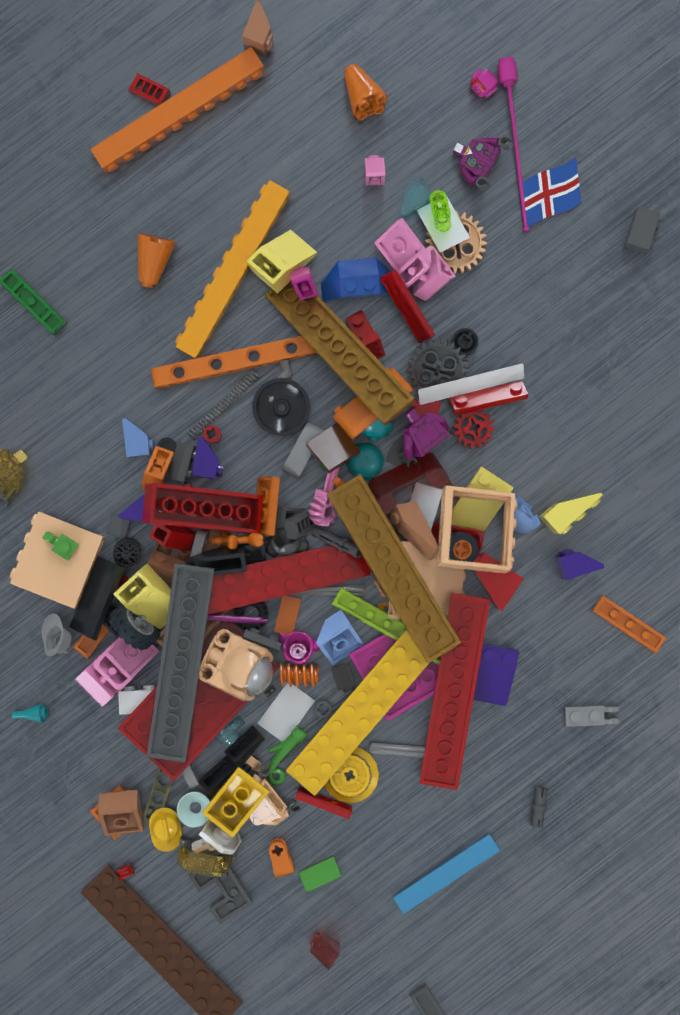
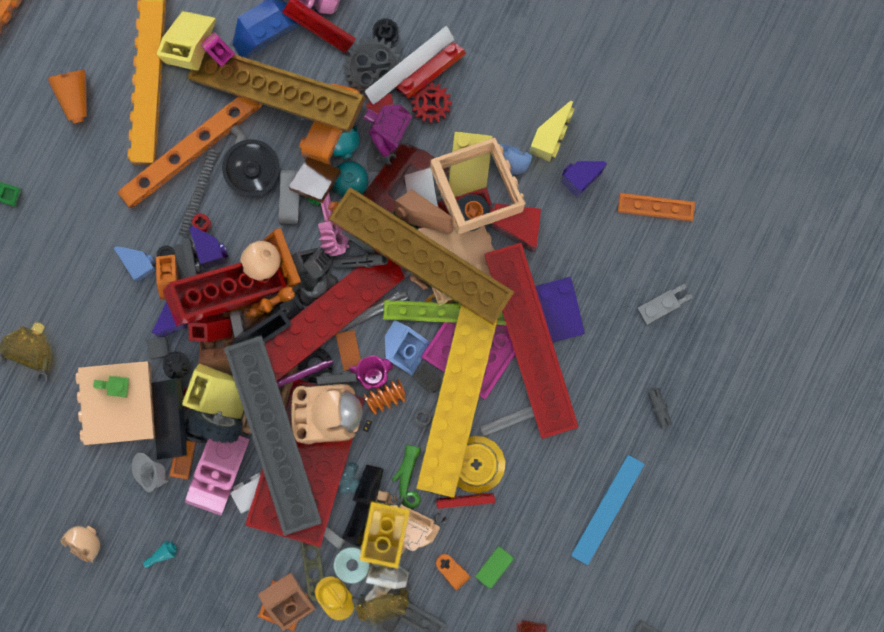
camera: 30 degrees left, 5 degrees down
(247, 498) = (260, 260): none -> light nougat cylinder
(286, 712) = (391, 437): white sticker -> none
(364, 332) = (288, 63): red bracket -> none

